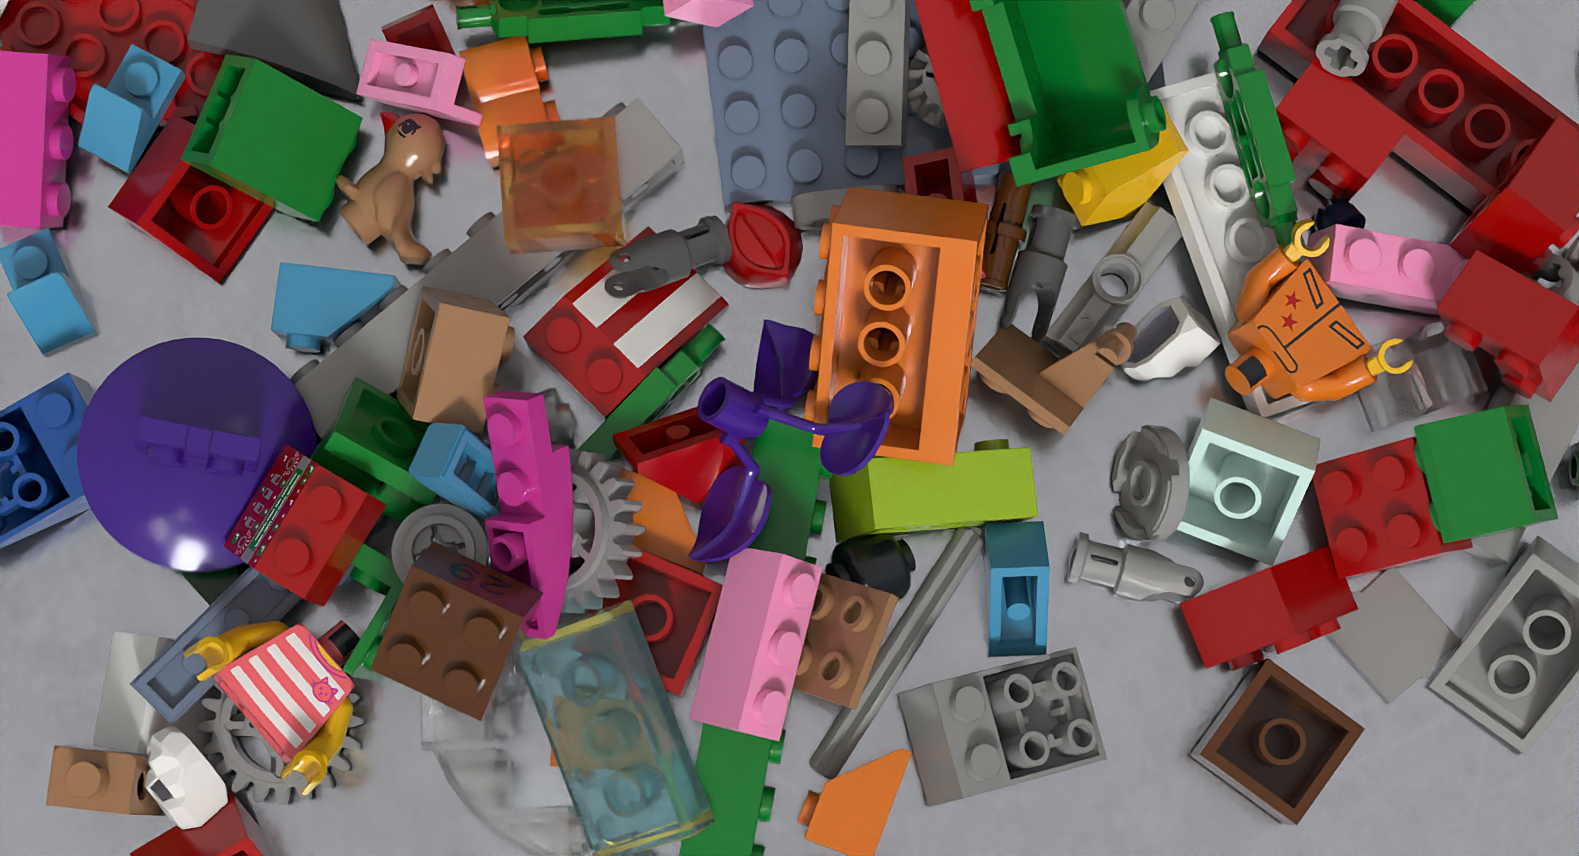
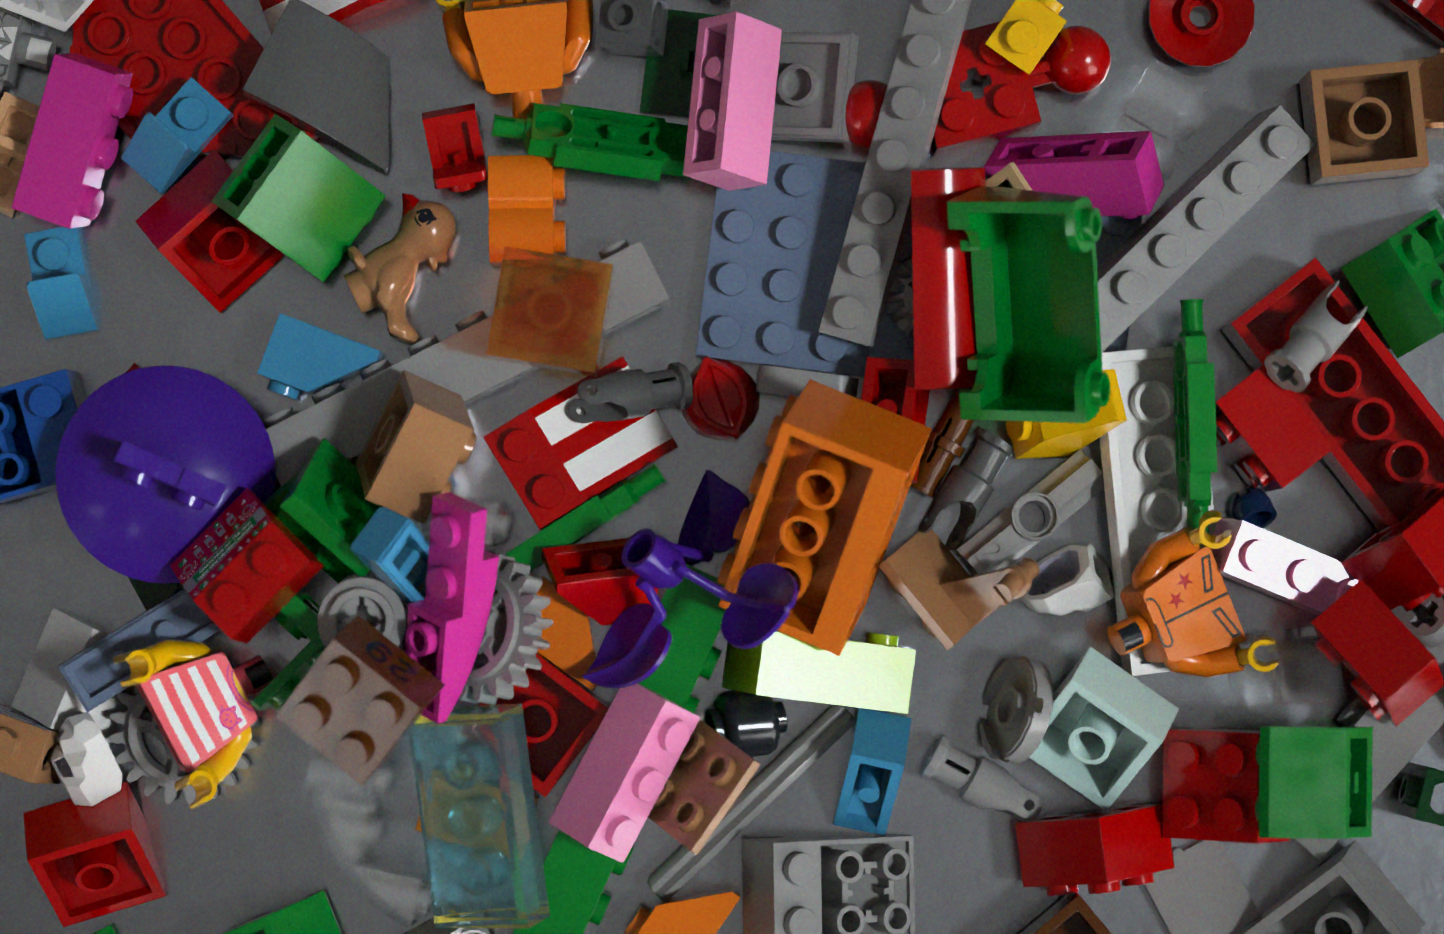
camera: 10 degrees right, 5 degrees up
(414, 80) = (440, 176): bright pink panel -> none

